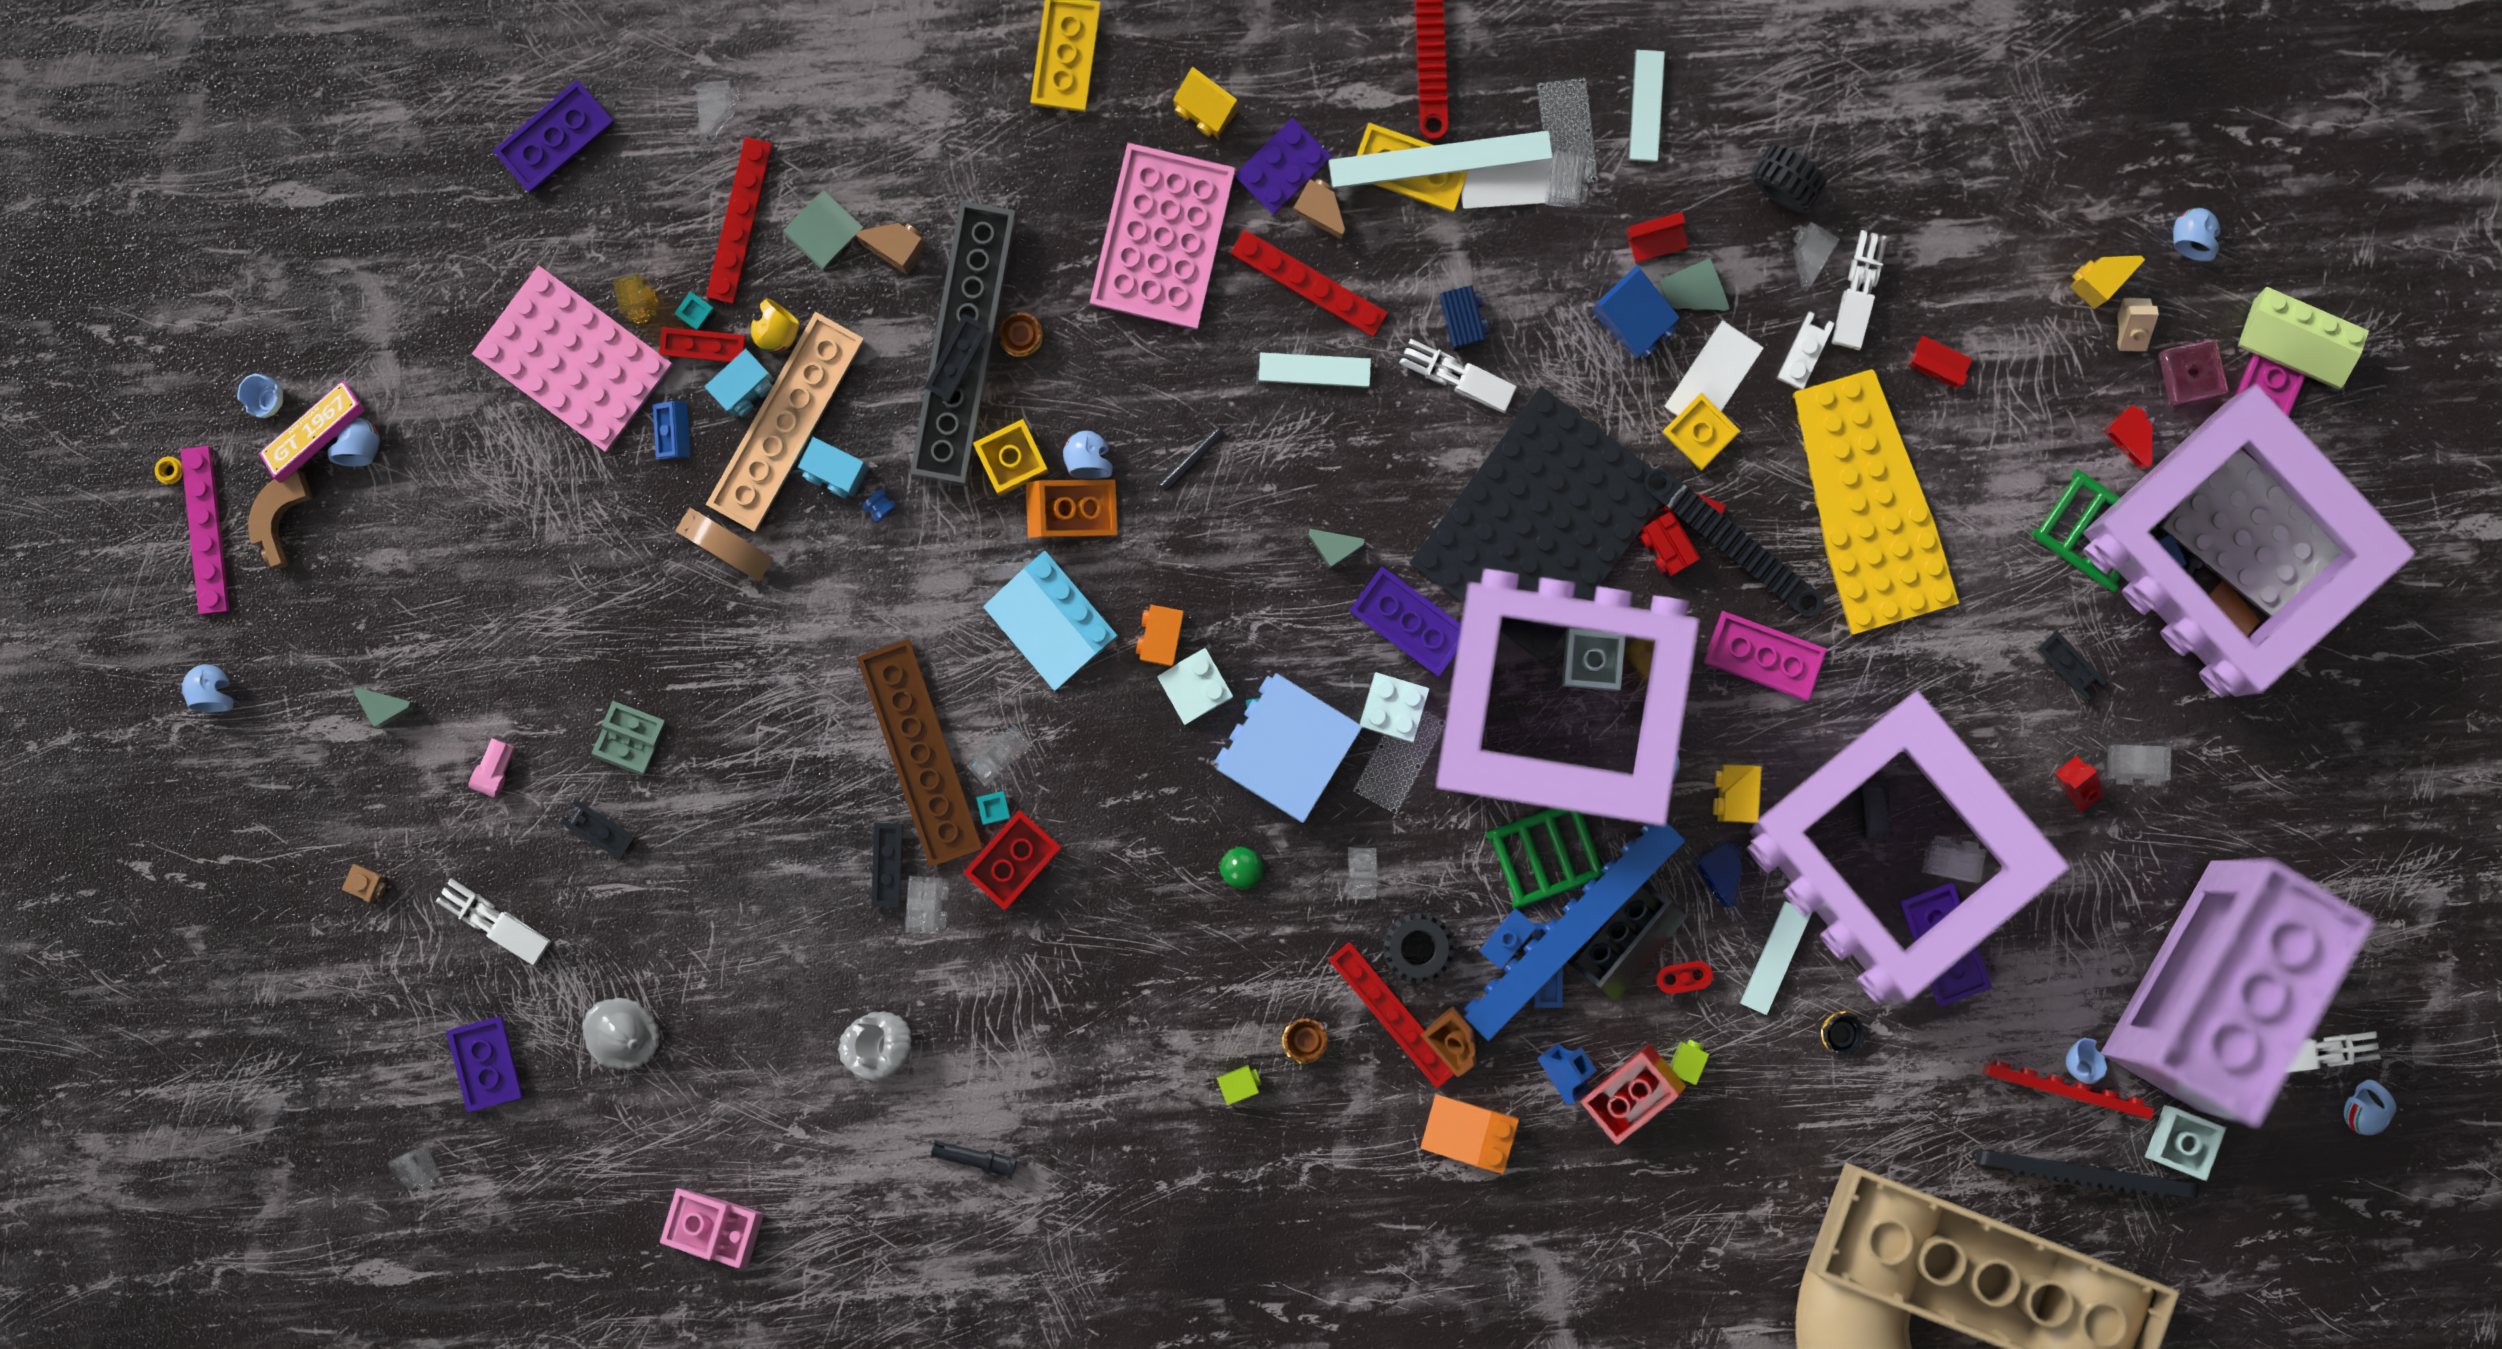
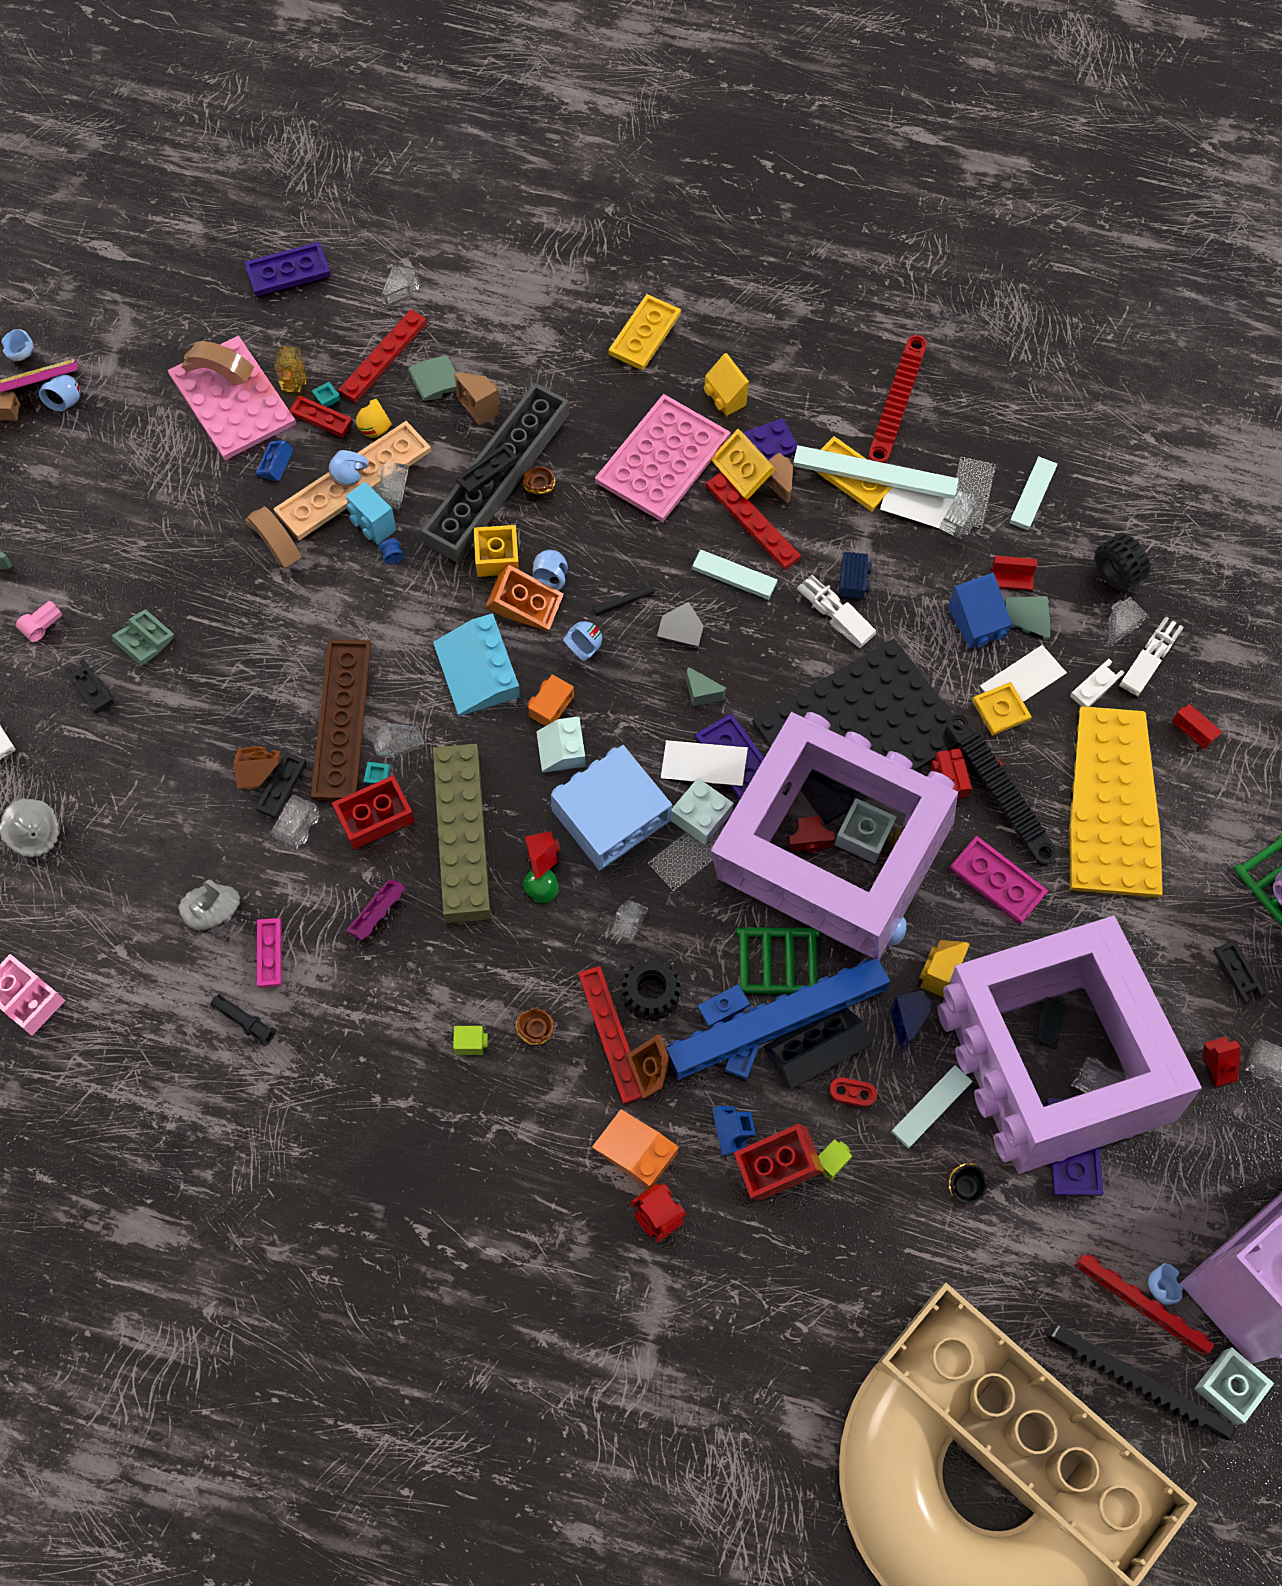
camera: 25 degrees right, 20 degrees down
(539, 328) = (219, 359): none -> medium nougat arch
(740, 384) = (331, 437): medium azure brick -> none
(772, 420) = (344, 467): none -> light blue helmet
(839, 416) = (391, 482): none -> clear brick
(846, 853) = (253, 766): none -> dark orange slope
(968, 1071) = (269, 953): none -> dark pink plate
(1066, 974) = (375, 909): none -> magenta plate
(1124, 842) = (461, 833): none -> olive brick
(1170, 536) = (584, 639): none -> light blue helmet
(1230, 834) = (542, 852): none -> red slope
(1269, 213) = (743, 464): none -> yellow plate
(1277, 468) = (681, 626): none -> light grey slope
(1373, 643) = (704, 761): none -> white sticker
(1521, 1196) = (658, 1212): none -> red brick
(1530, 688) = (810, 836): none -> red brick

